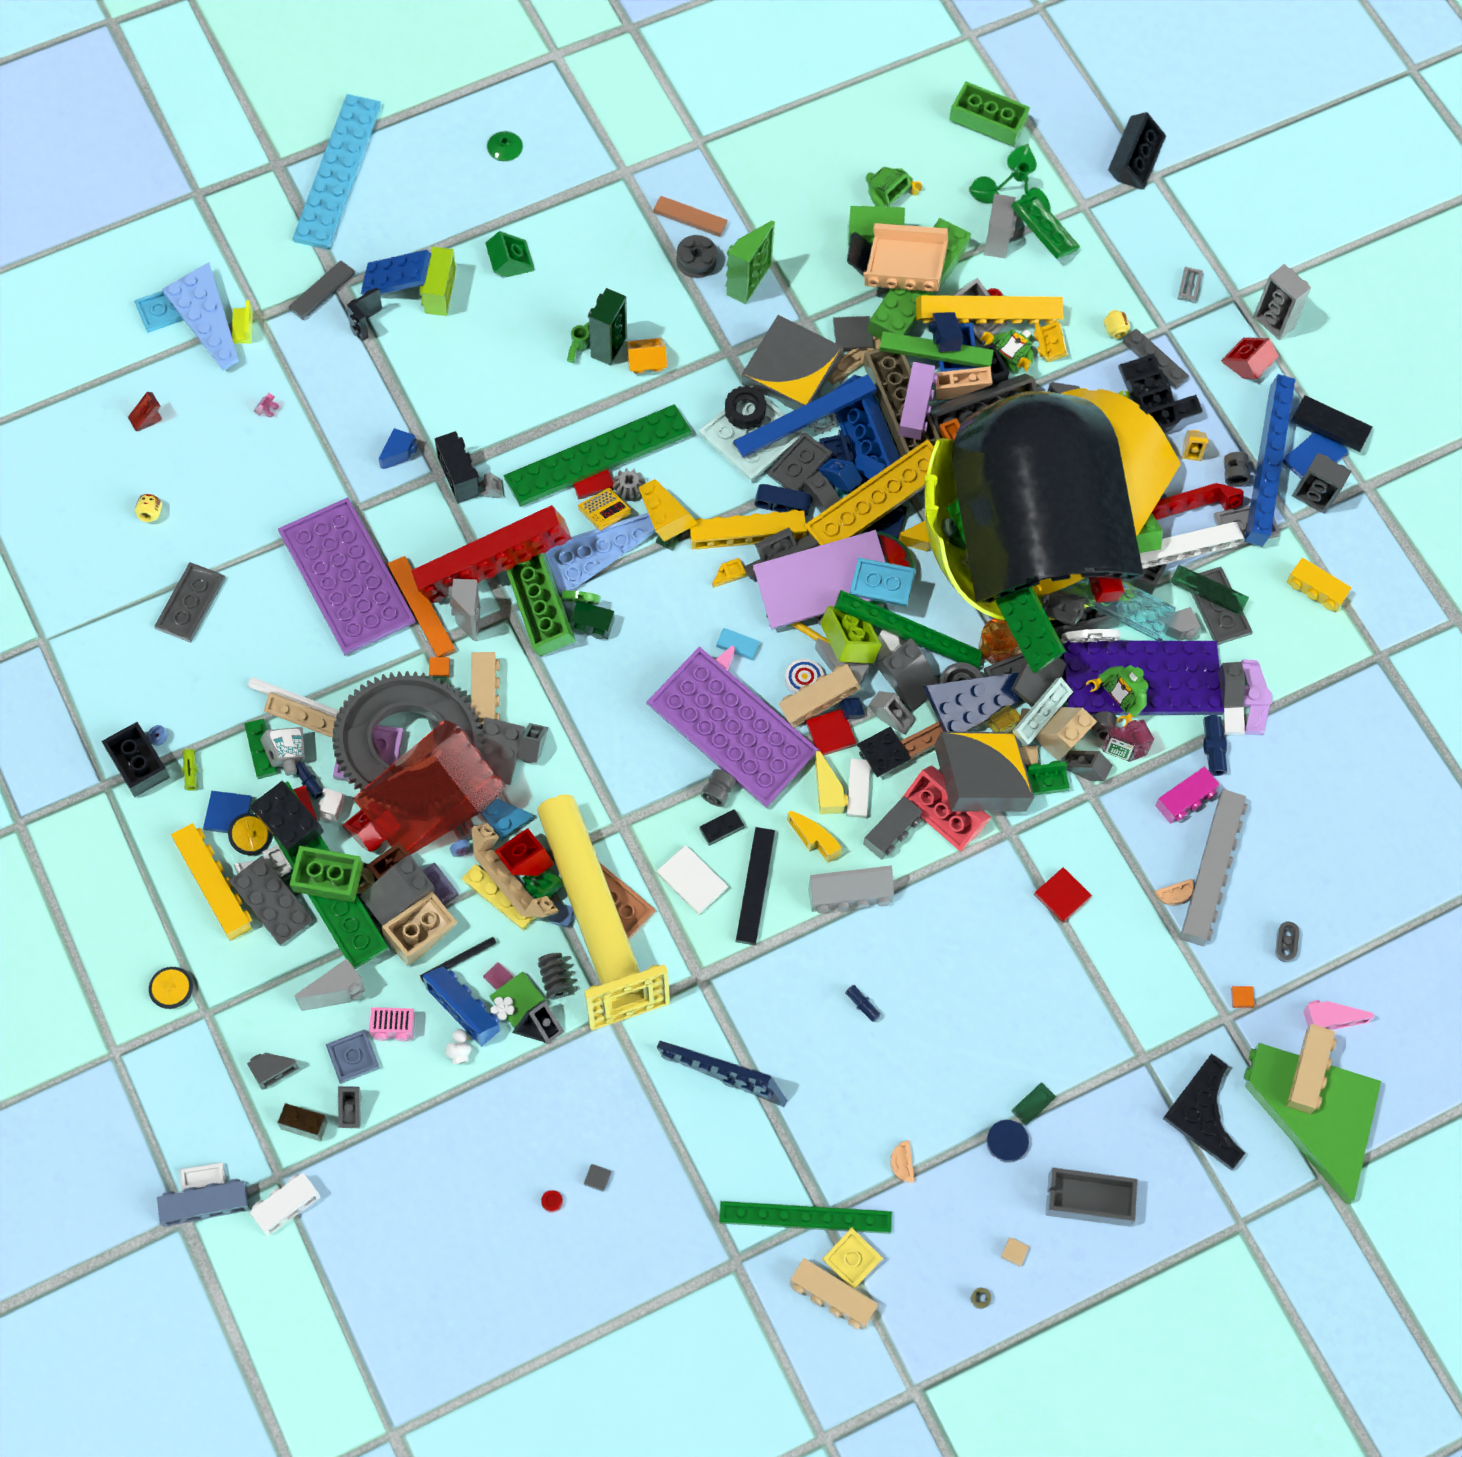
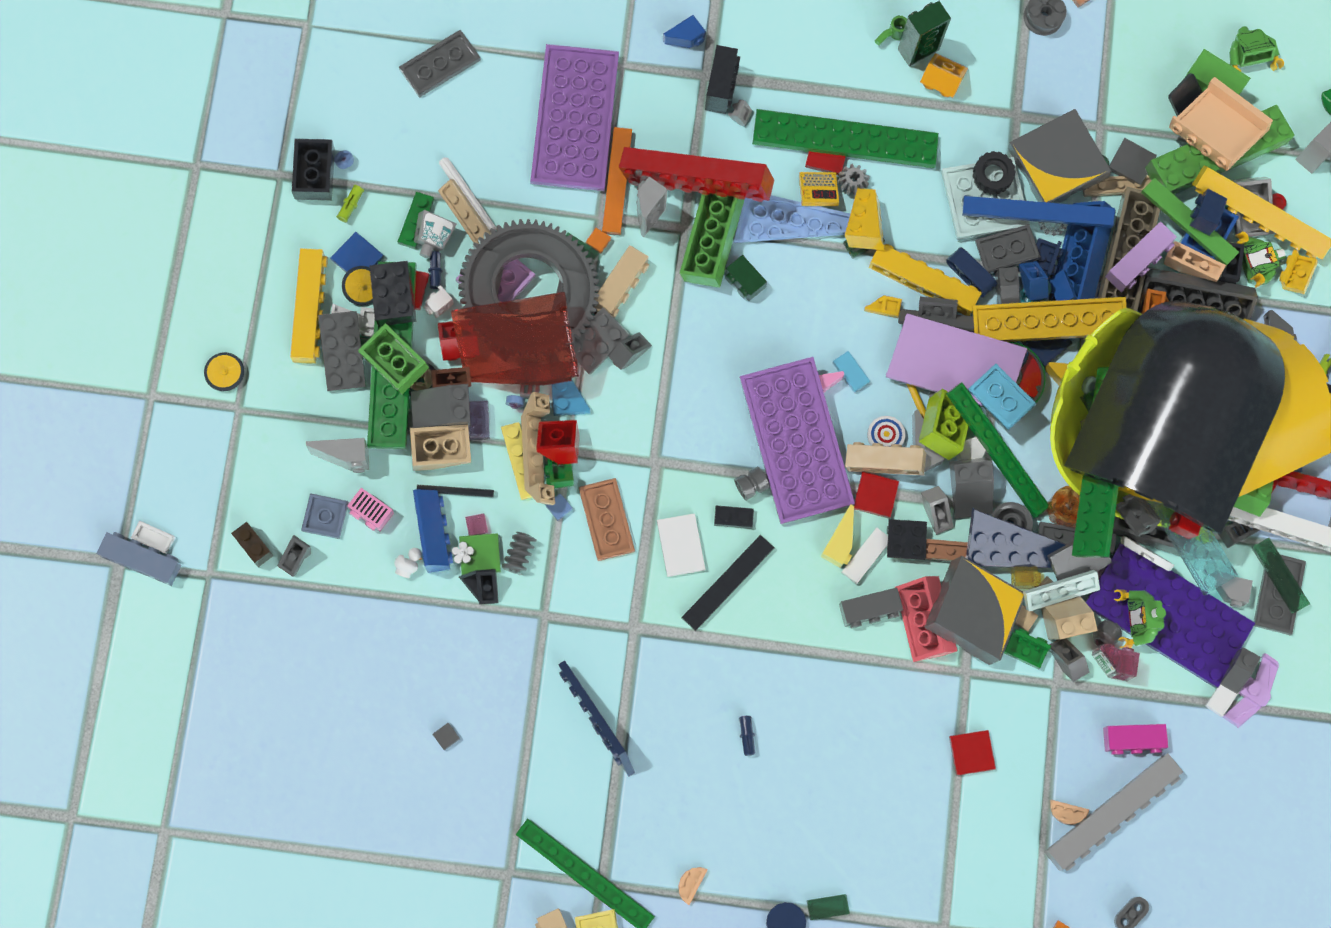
camera: 30 degrees right, 10 degrees up
(271, 1068) = (254, 485): dark grey slope -> none
(284, 1203) = (198, 599): white brick -> none
(551, 1201) = (399, 731): red tile -> none
(585, 597) = (747, 253): bright green tile -> none
(623, 987) = (581, 529): light yellow piece -> none
(749, 261) = (1082, 47): bright green slope -> none
(814, 836) = (802, 573): yellow slope -> none
(851, 889) = (800, 637): light grey slope -> none
(852, 708) = (907, 485): dark blue plate -> none
(1215, 745) = (1189, 711): dark blue piece -> none

